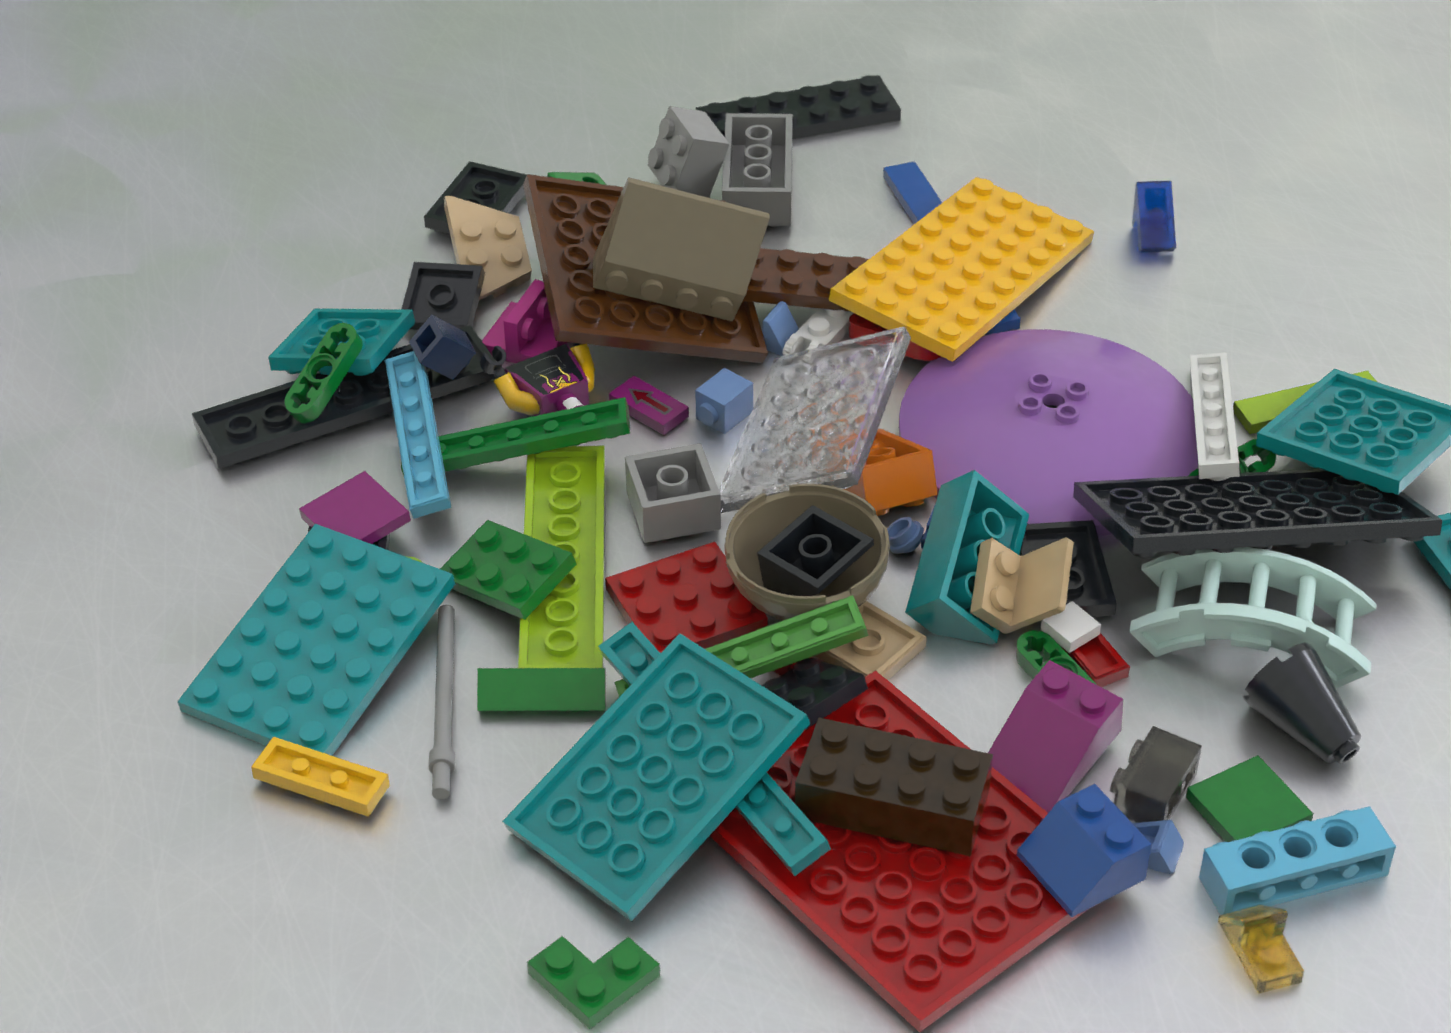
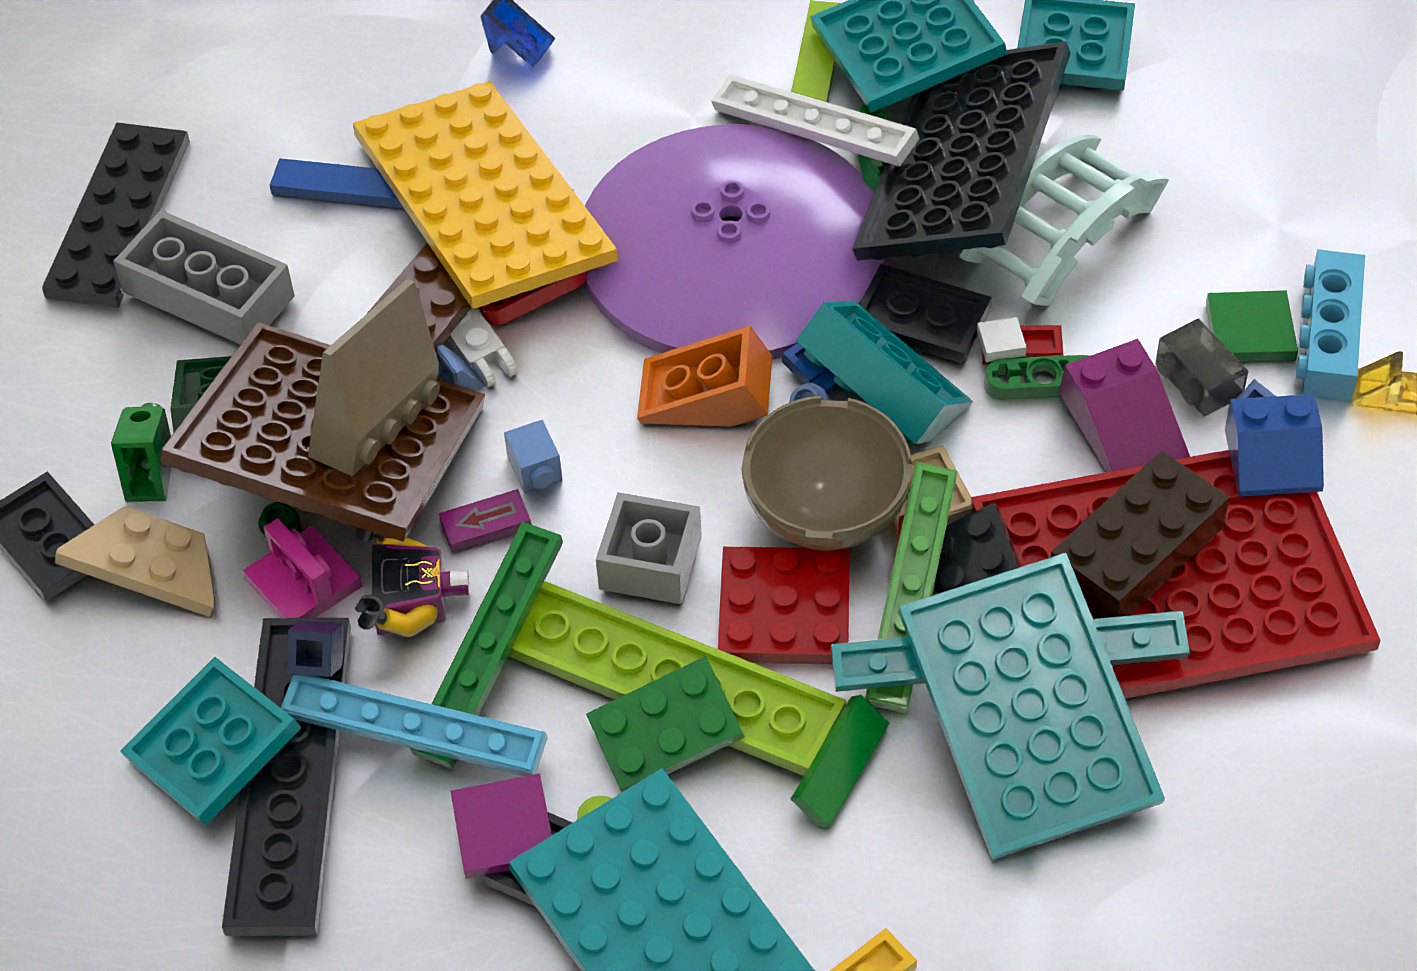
camera: 60 degrees left, 10 degrees up
(323, 356) = (275, 733): green beam -> none
(442, 756) = (878, 878): light grey bar -> none
(445, 292) = (199, 623): black plate -> none
(591, 988) = (1214, 866): green plate -> none
(688, 151) = (149, 321): light grey brick -> none
(810, 553) = (838, 471): black slope -> none
(815, 418) = (635, 392): clear plate -> none
(1020, 589) = (952, 339): tan bracket -> none
(1305, 704) = (1181, 233): black cone -> none

